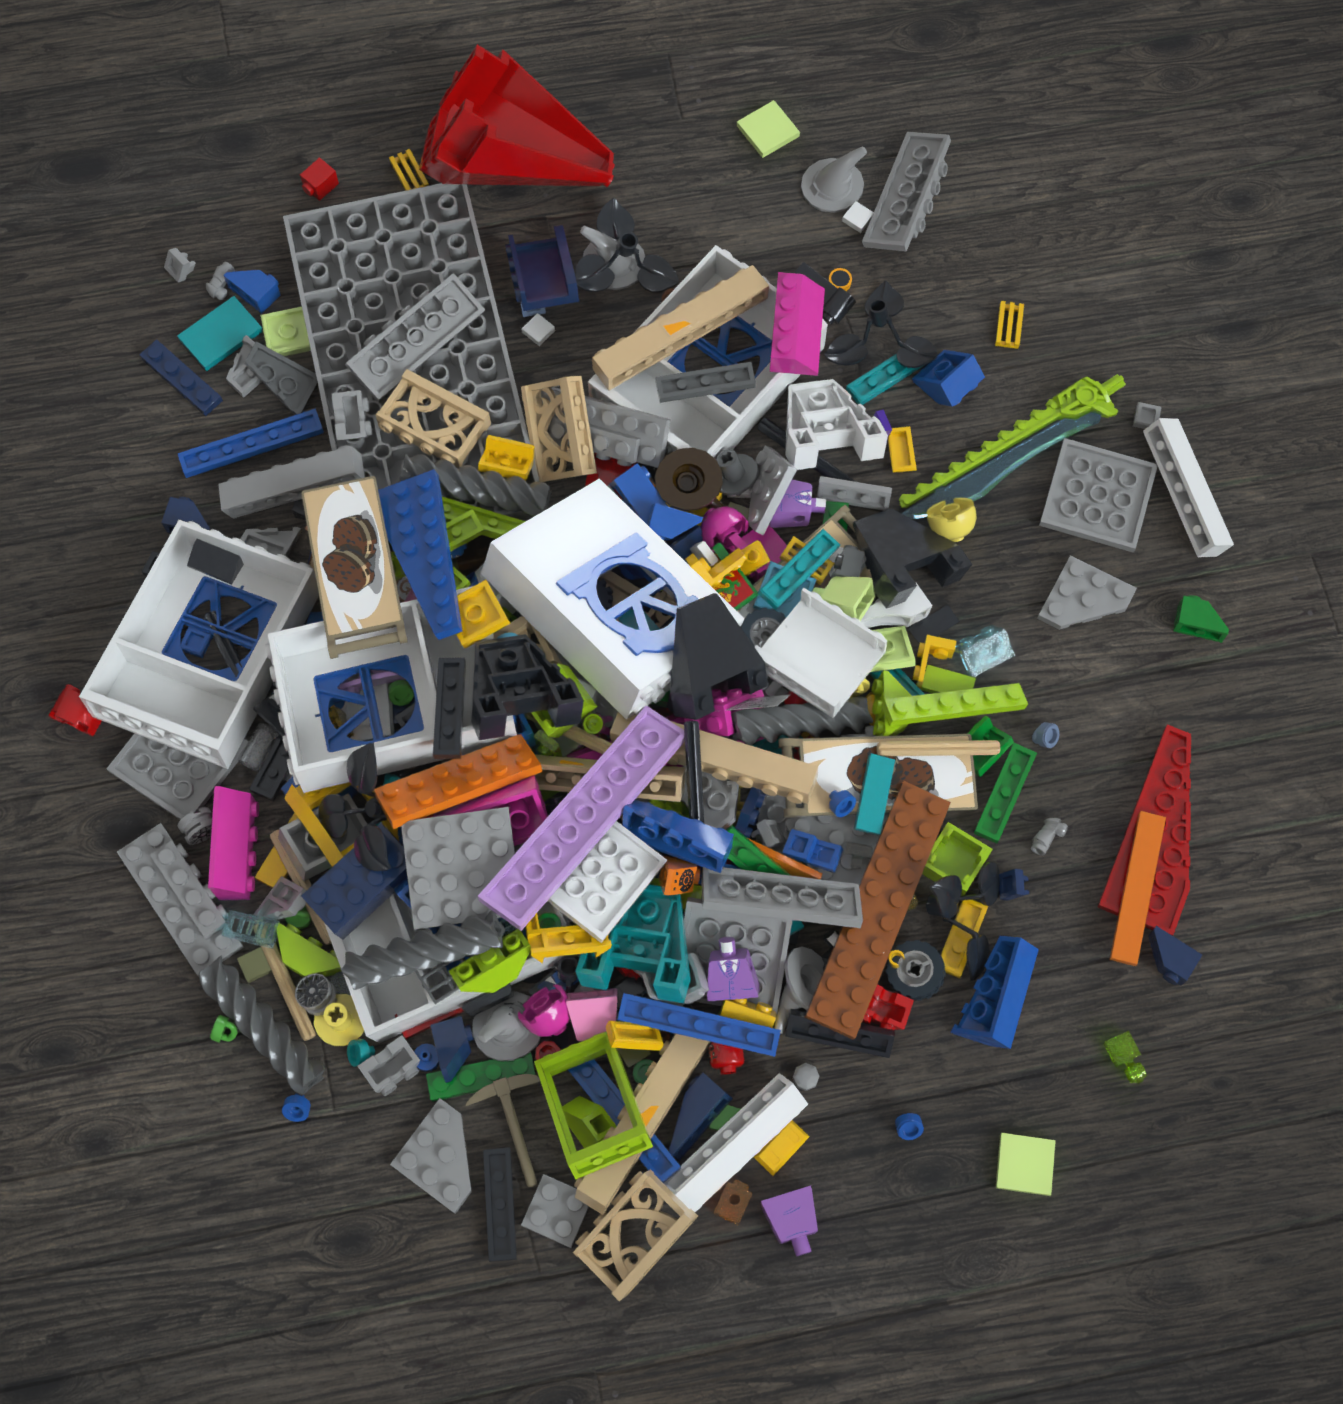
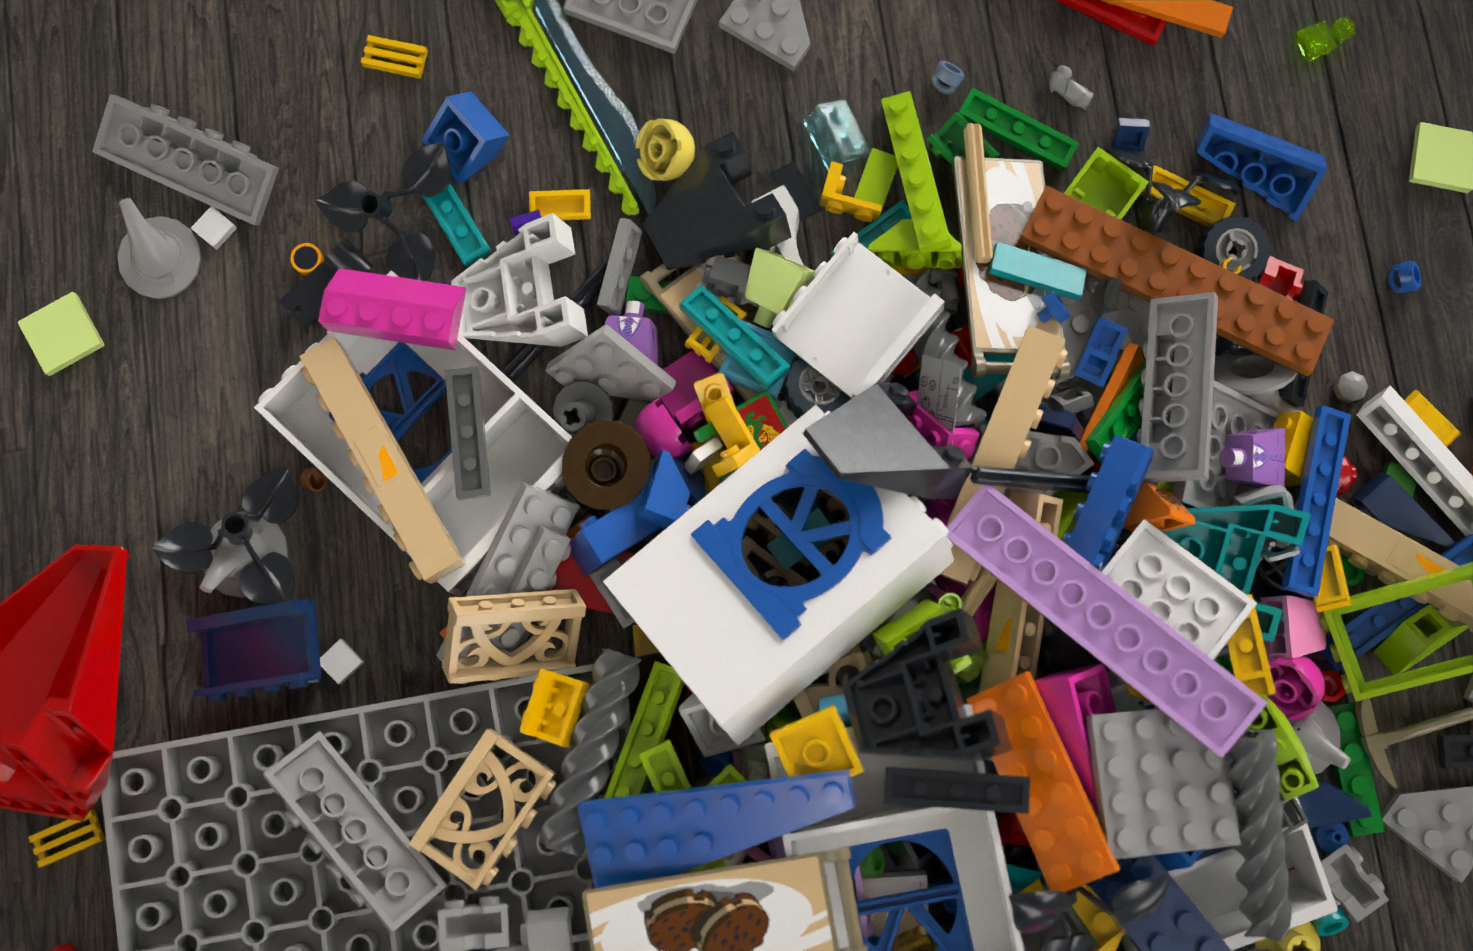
camera: 90 degrees left, 10 degrees up
(898, 650) = (823, 235): yellowish green tile -> none

